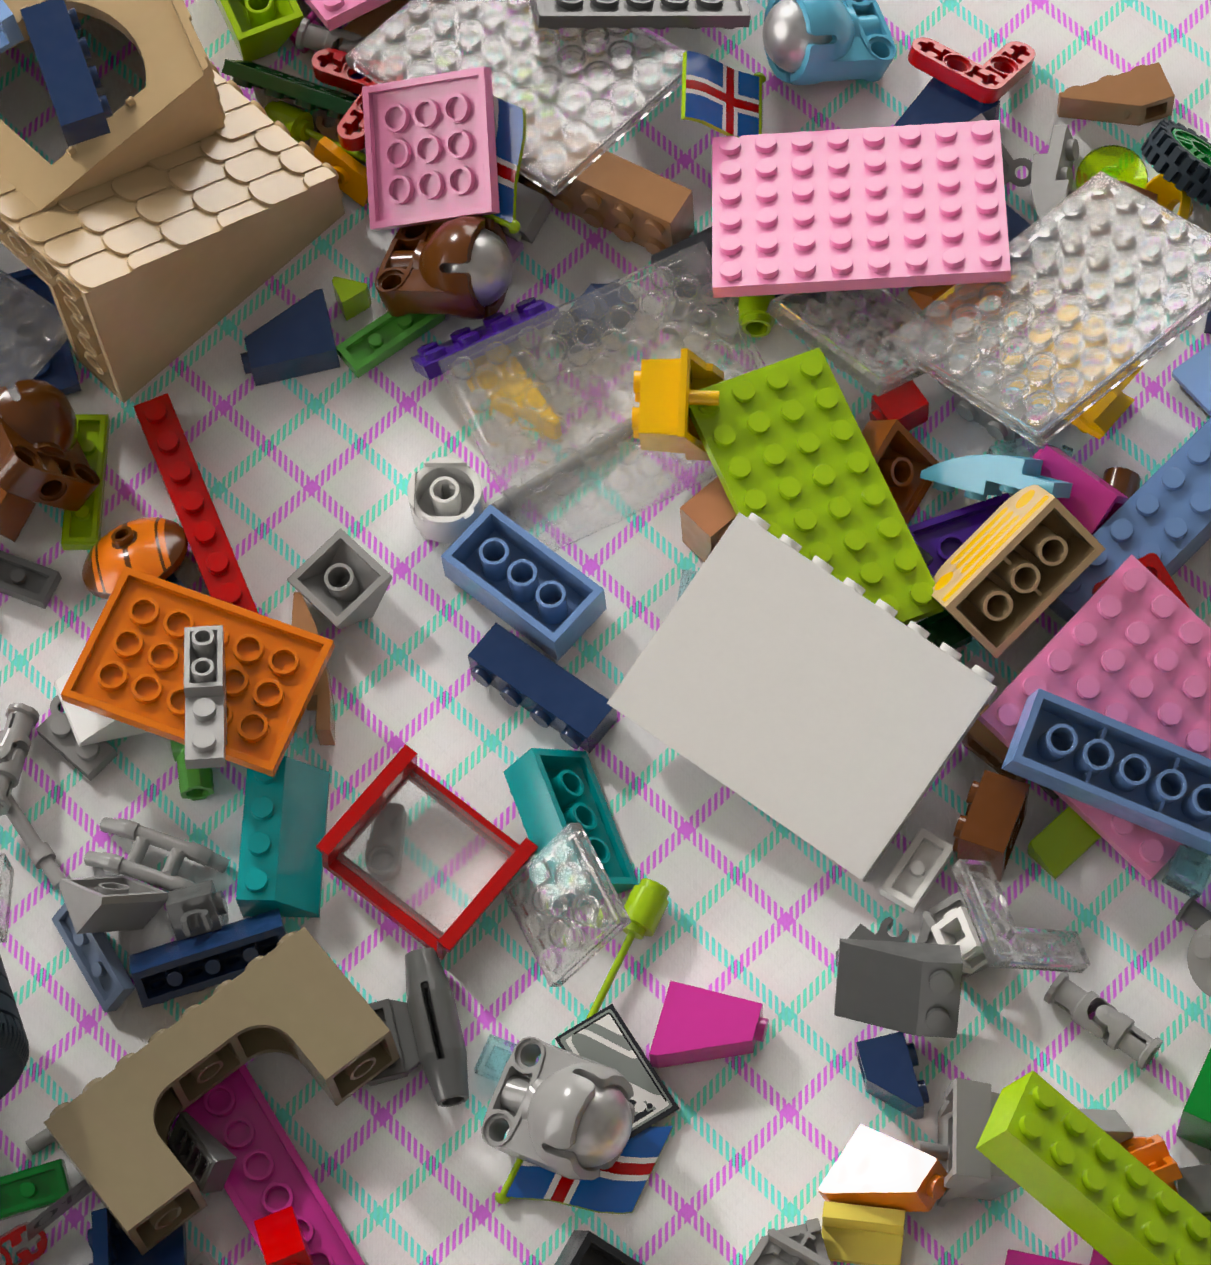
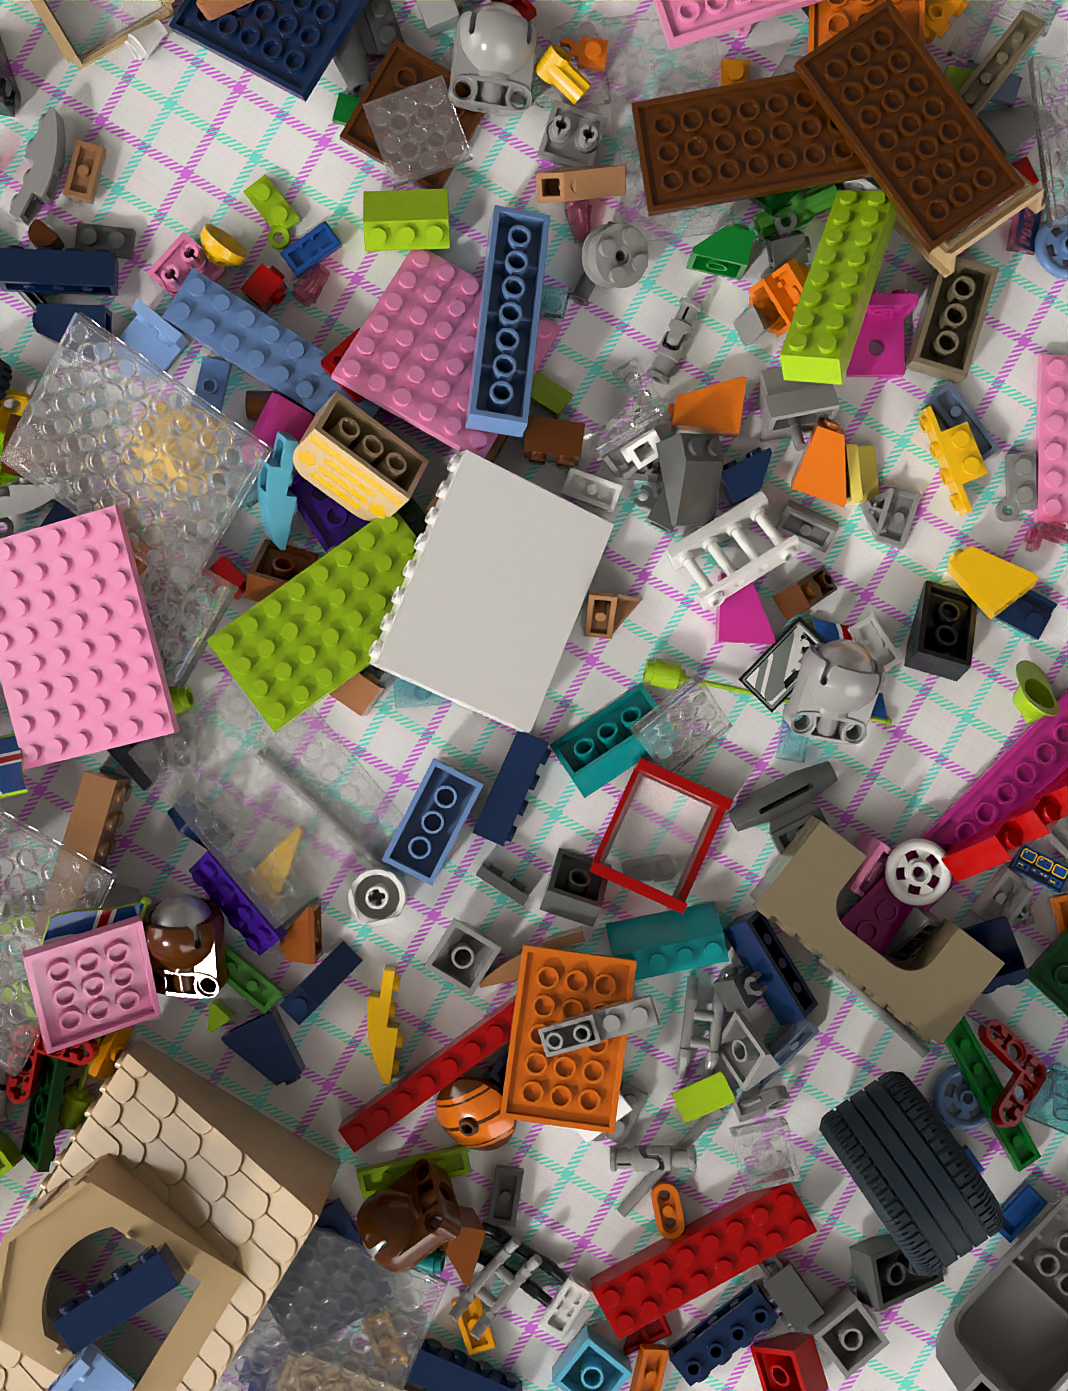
camera: 110 degrees left, 25 degrees up
(32, 912) = (762, 1103): none -> light grey piece
(66, 841) = (704, 1097): none -> lime slope
(268, 1149) = (899, 888): none -> white plate
(269, 474) = (383, 1034): none -> yellow slope
(309, 1116) = (873, 865): none -> bright pink slope
(354, 416) = (321, 982): none -> dark blue slope
(382, 729) = (573, 890): none -> dark grey slope
(410, 660) = (513, 889): none -> dark grey plate
(421, 410) = (304, 936): none -> dark orange slope
(614, 1197) = (873, 637): none -> white plate
(664, 395) = (276, 745): yellow piece -> none
(710, 1120) = (805, 593): none -> reddish brown slope
(745, 855) = (607, 612): none -> medium nougat slope
(805, 1149) = (808, 525): none -> light grey slope
(814, 1002) = (732, 525): none -> white fence
(995, 1040) = (710, 409): none -> orange slope
(1149, 437) = (213, 381): none -> medium blue plate

